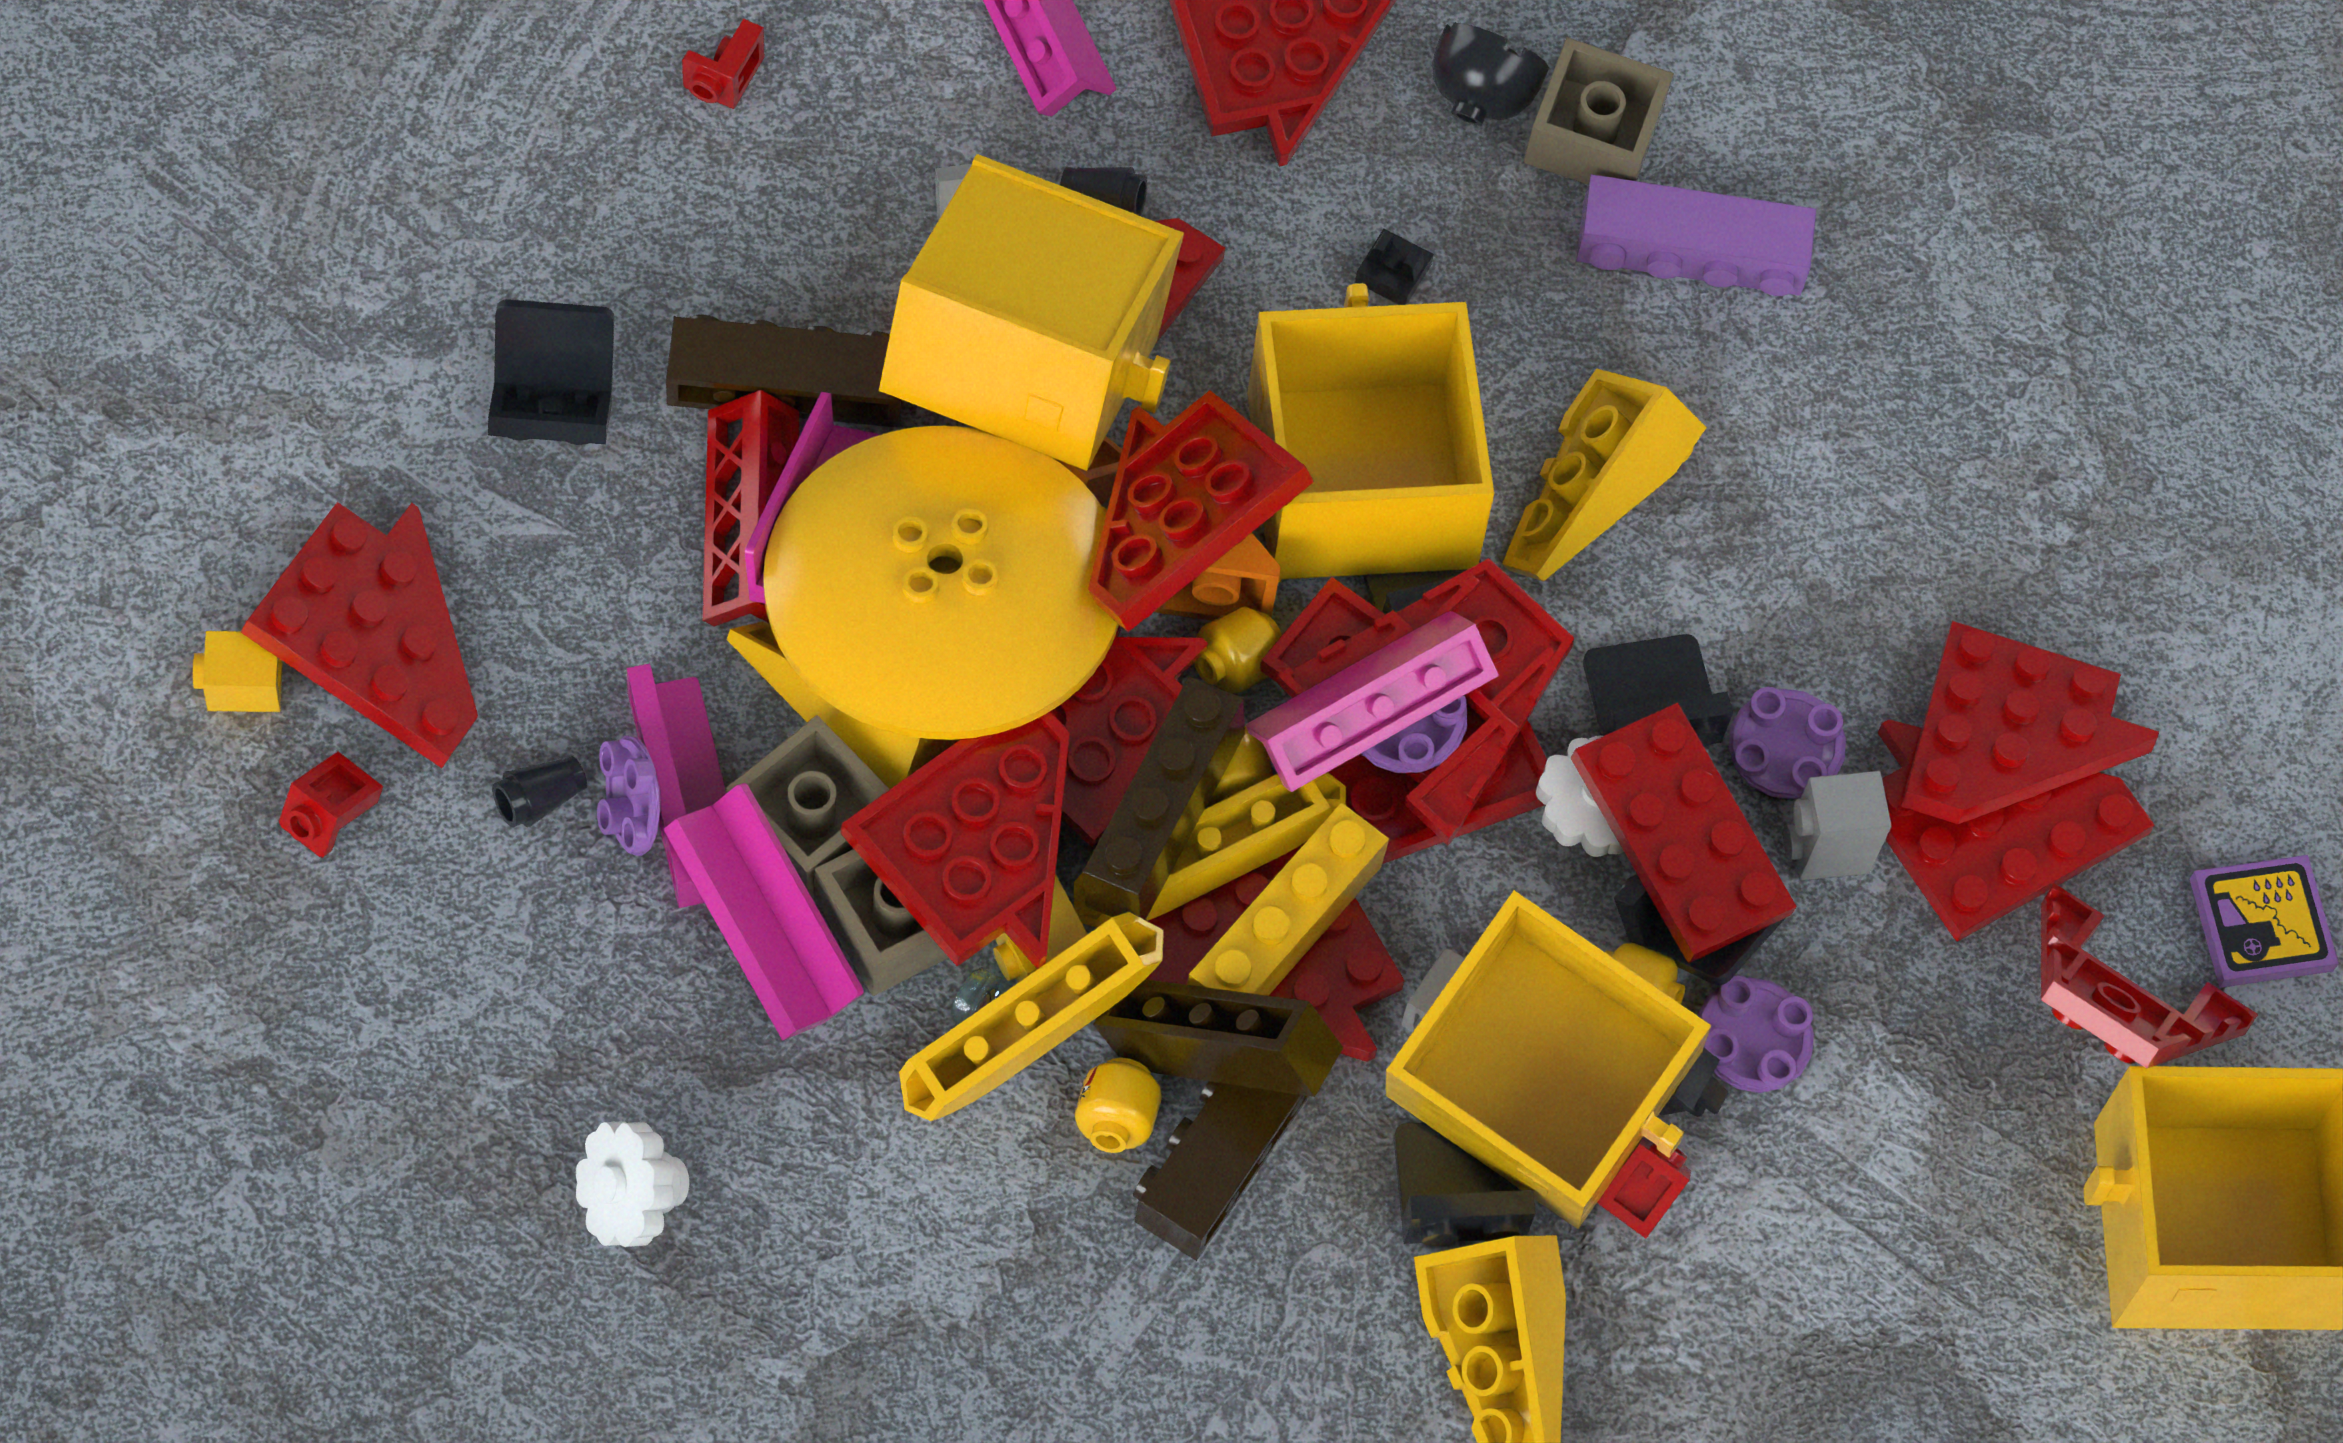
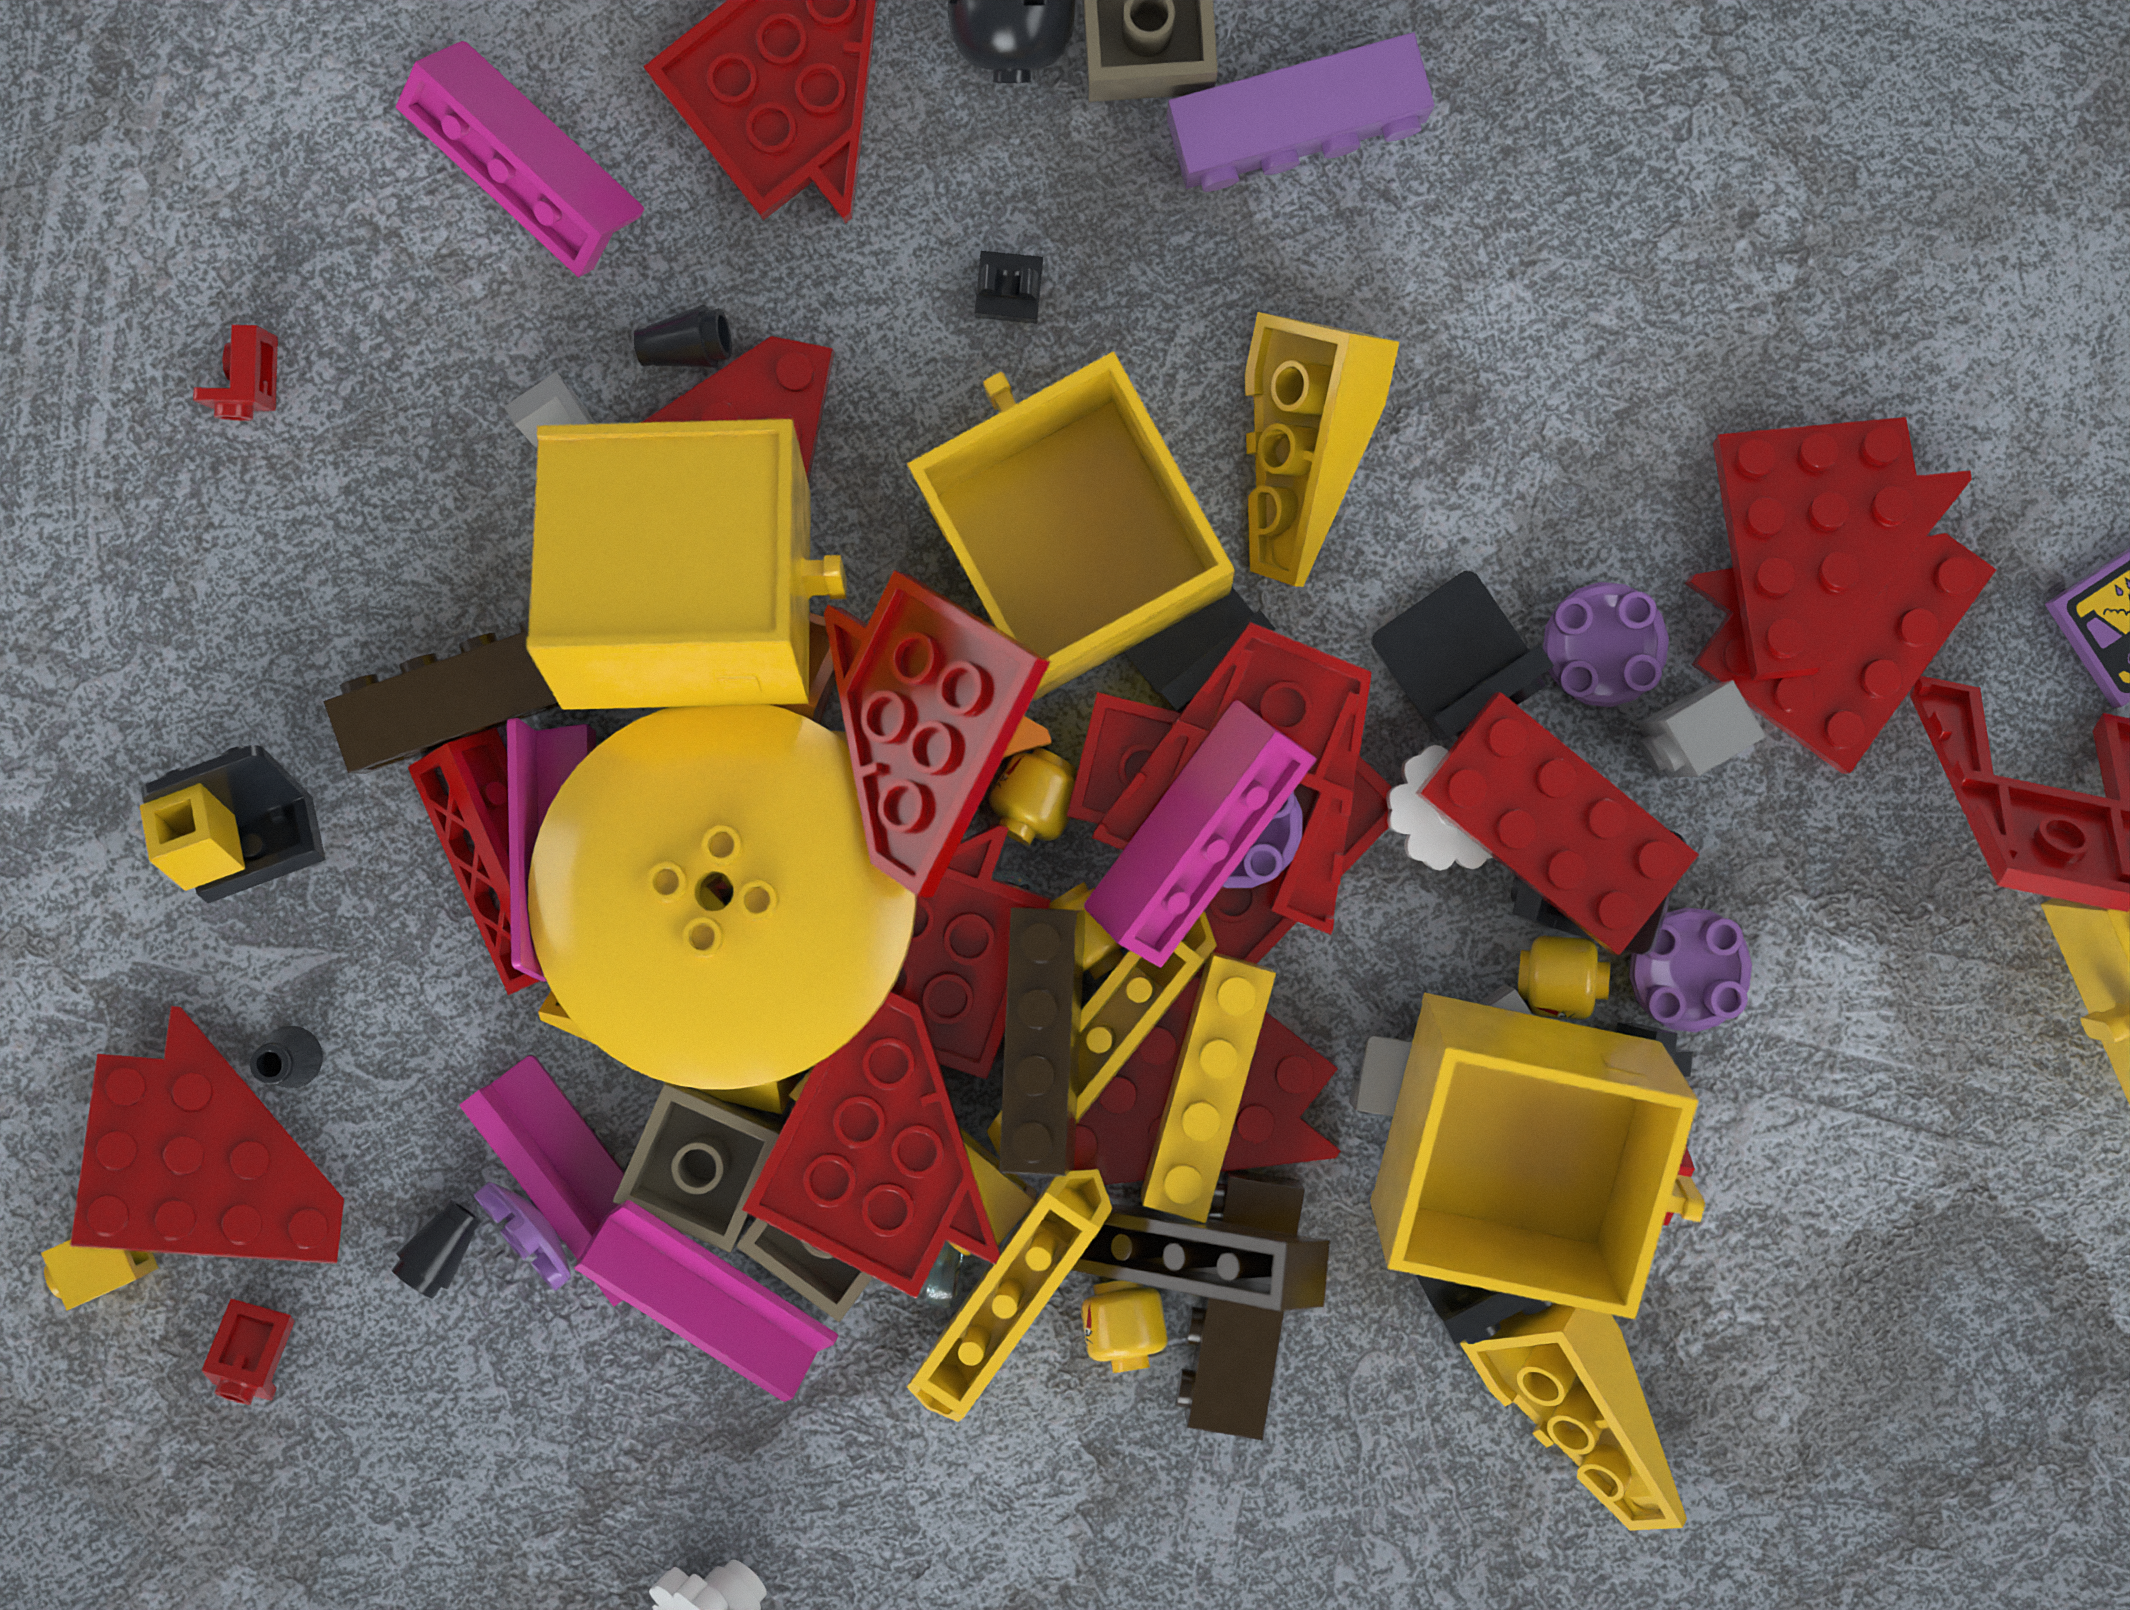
camera: 15 degrees left, 25 degrees up
(489, 581) = (299, 1055): none -> black cone
(516, 362) = (192, 837): none -> yellow brick

